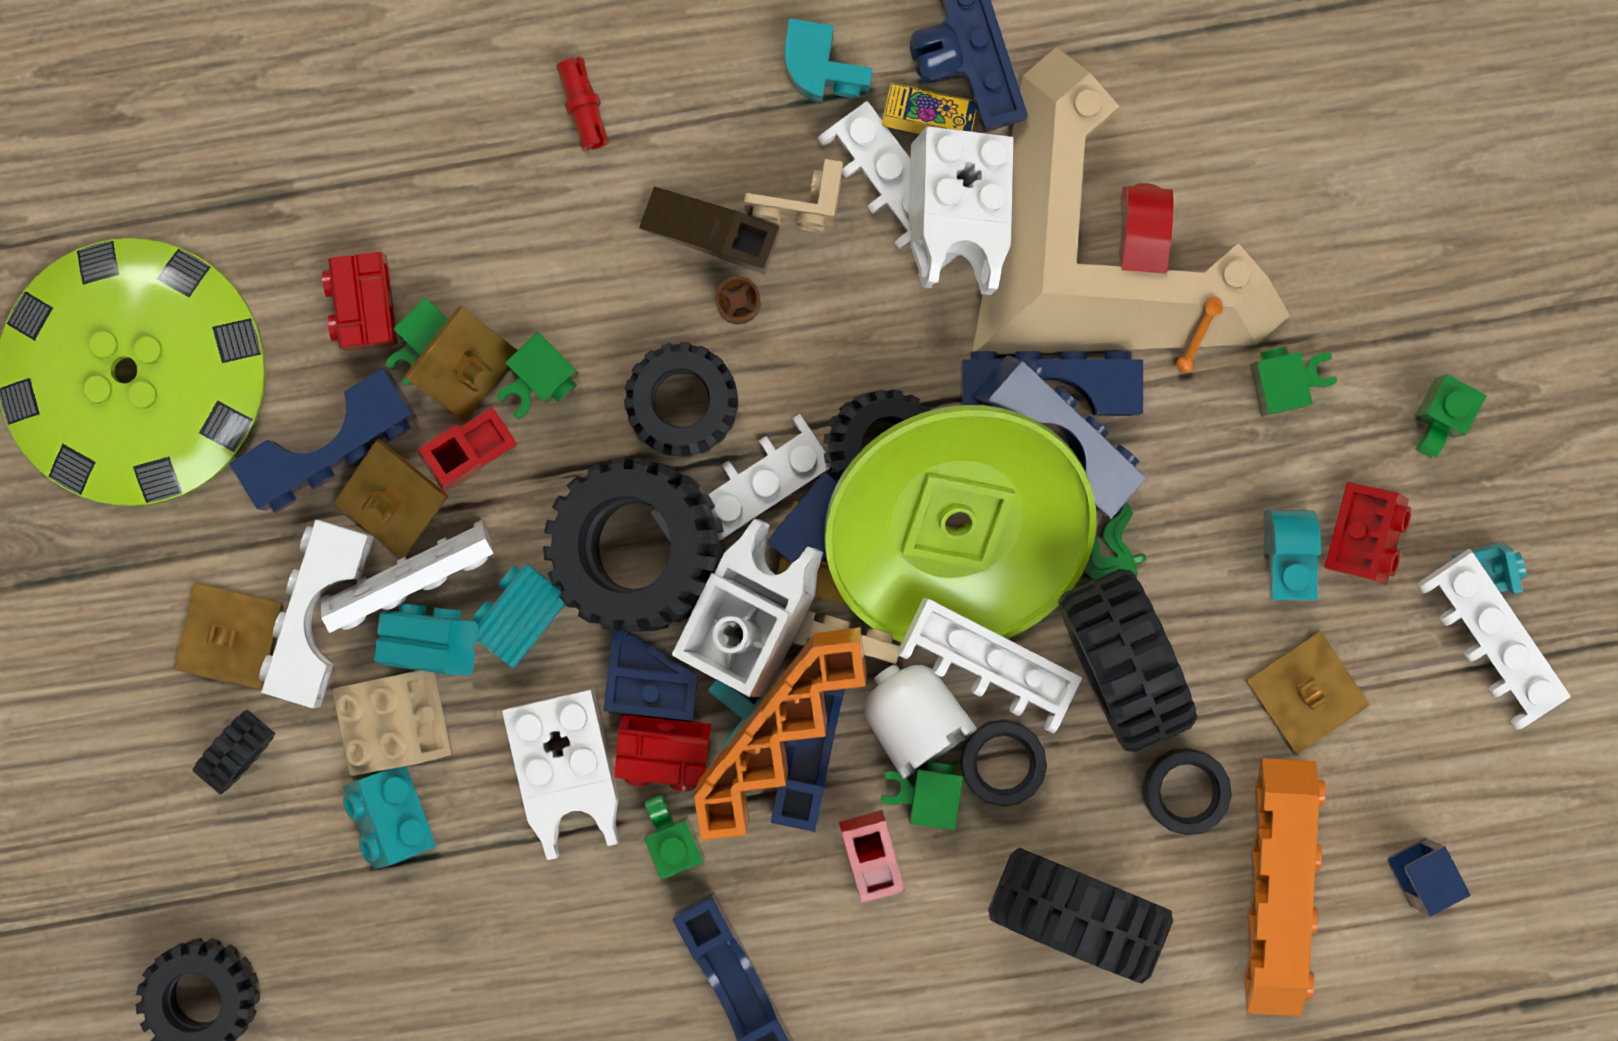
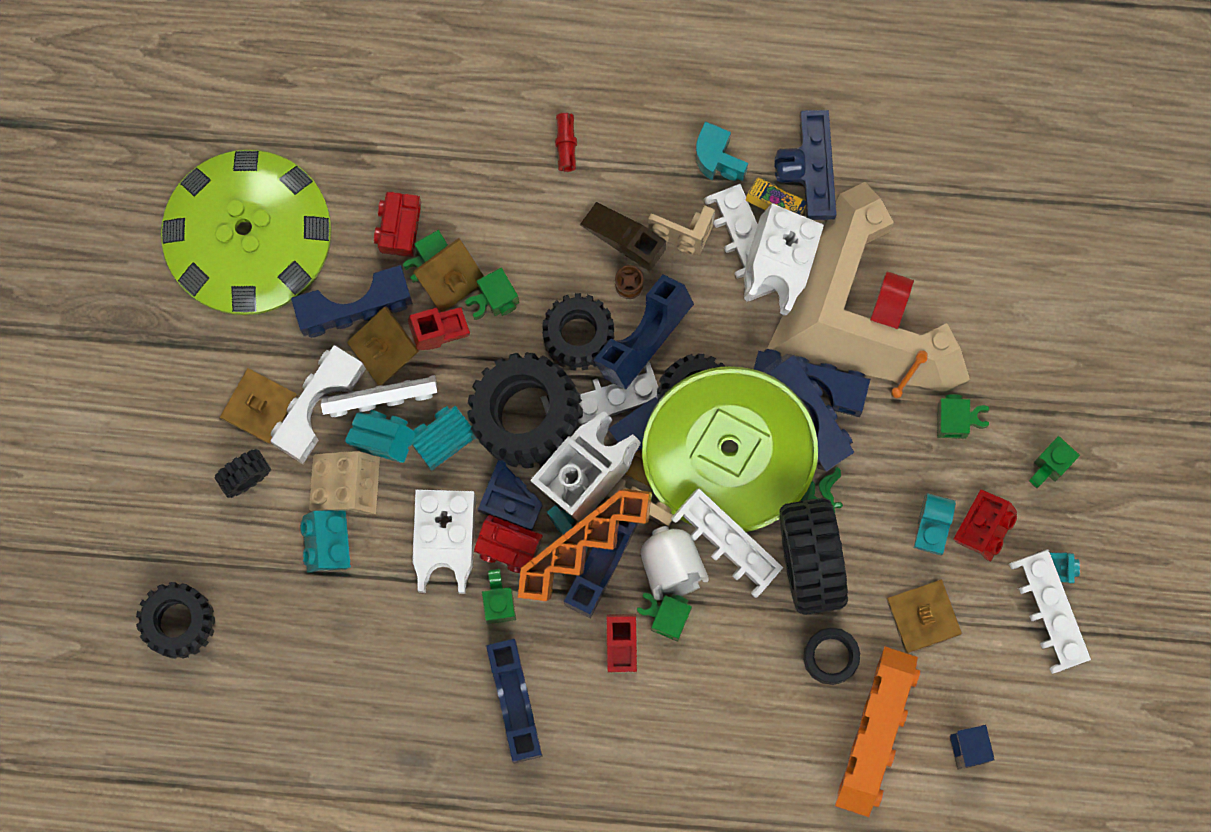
camera: 20 degrees right, 10 degrees down
(803, 332) = (665, 308): none -> dark blue arch
(1020, 792) = (737, 594): black tyre -> none
(1080, 916) = (743, 707): black tyre -> none

